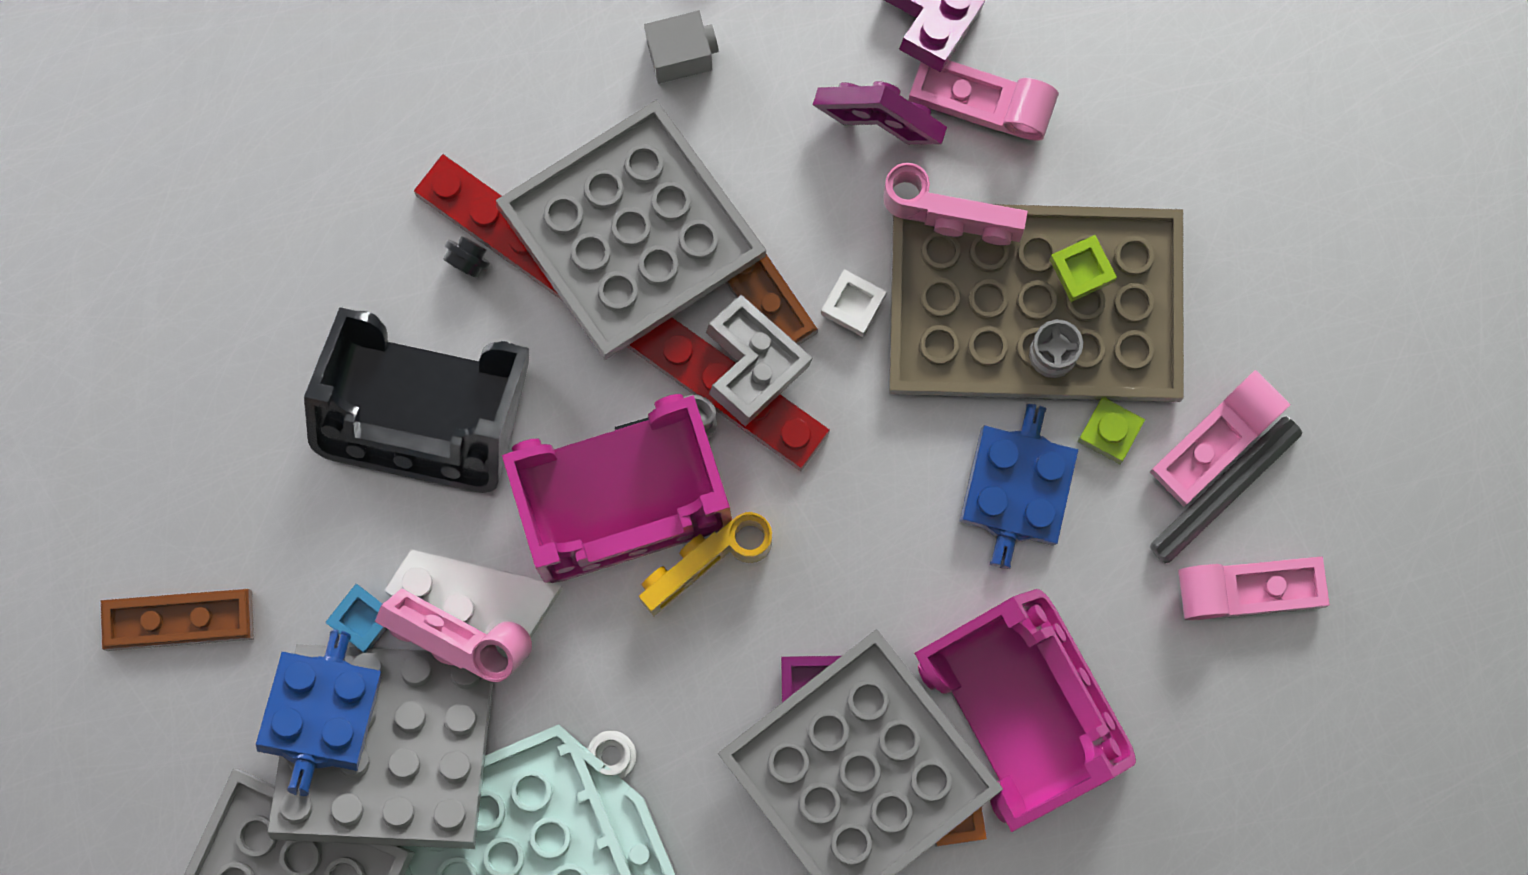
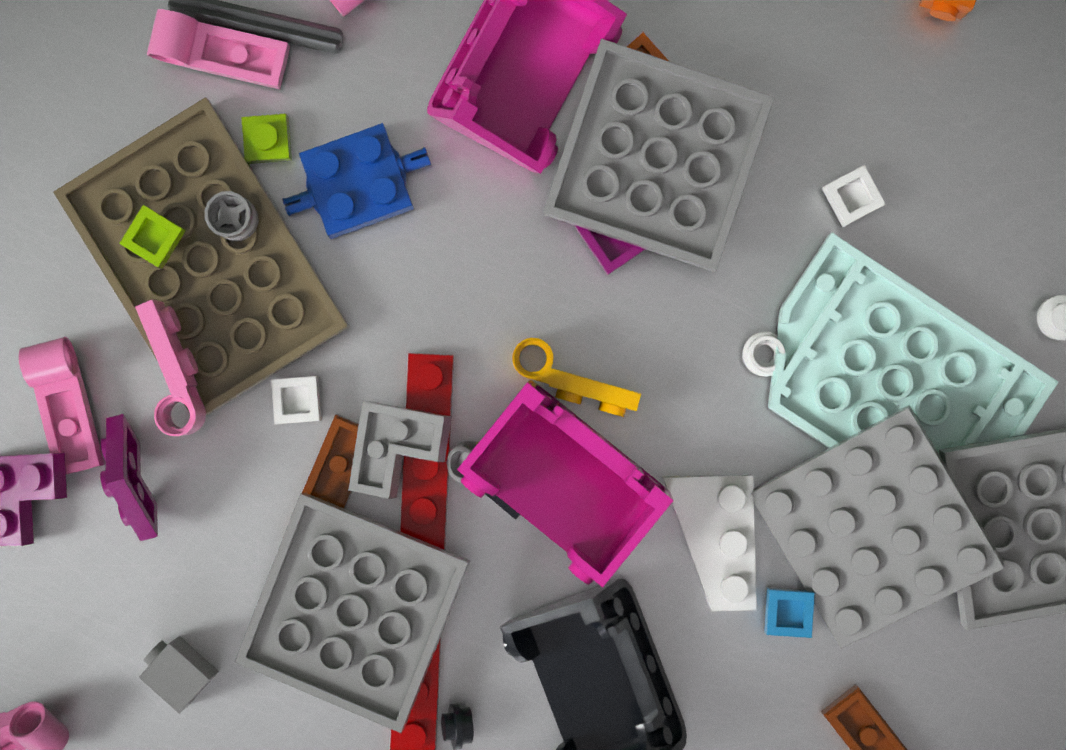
camera: 125 degrees left, 10 degrees up
(318, 712) = (887, 593): blue plate -> none
(454, 640) = (763, 528): bright pink plate -> none

